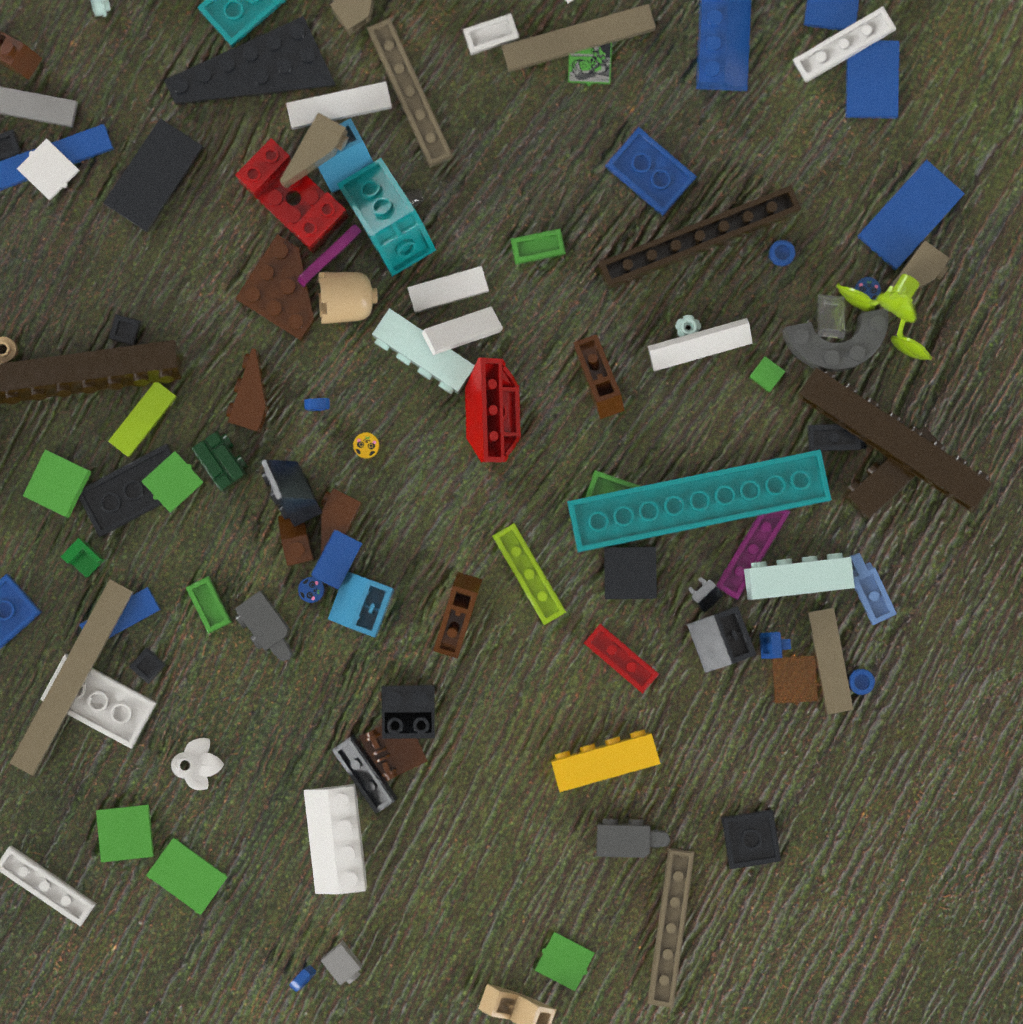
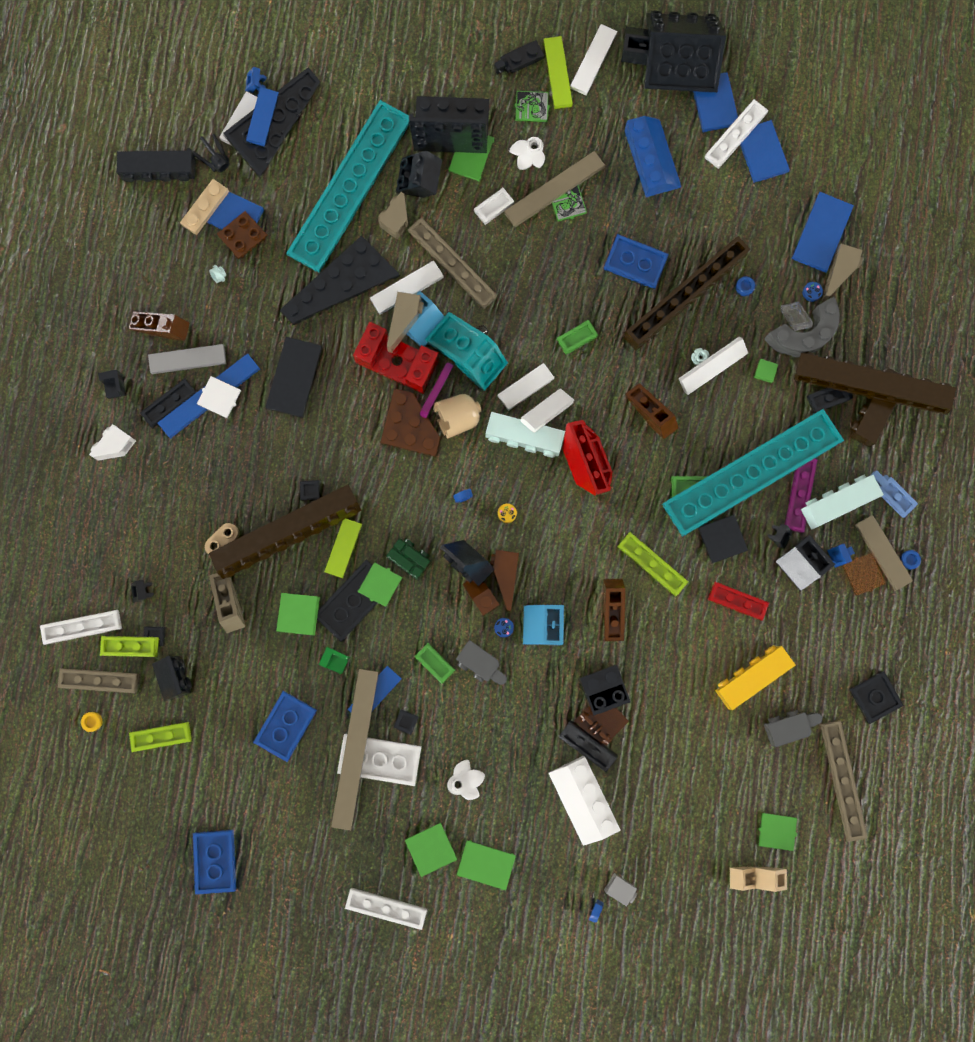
camera: 20 degrees left, 5 degrees down
(251, 401) = (416, 511): reddish brown slope -> none
(336, 559) = (515, 599): blue panel -> none
(898, 303) = (842, 285): lime plant -> none

